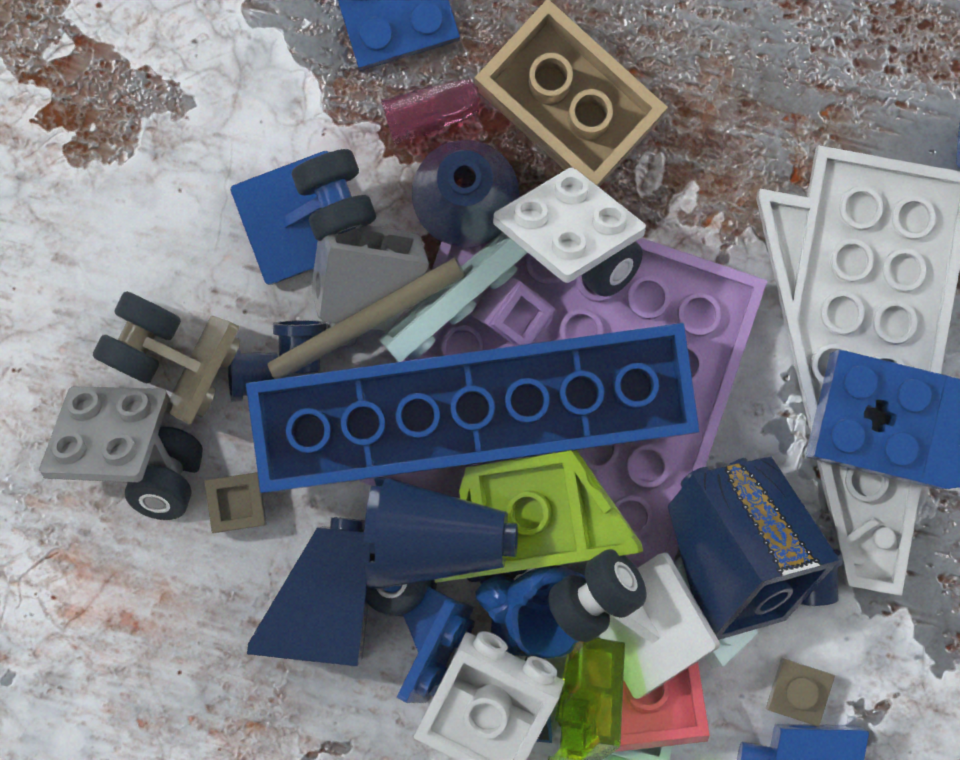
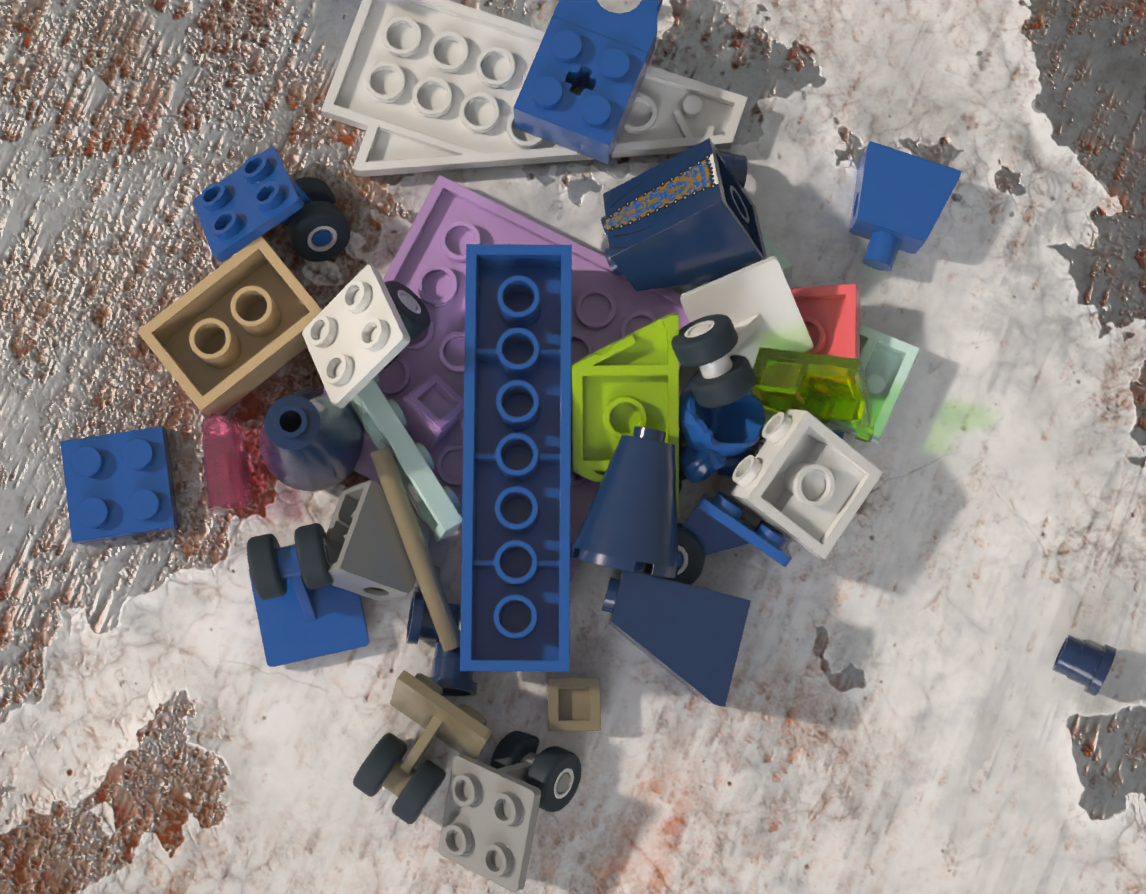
camera: 80 degrees left, 5 degrees down
(711, 101) = (262, 197): none -> blue plate
(800, 692) = (823, 203): dark tan plate -> none

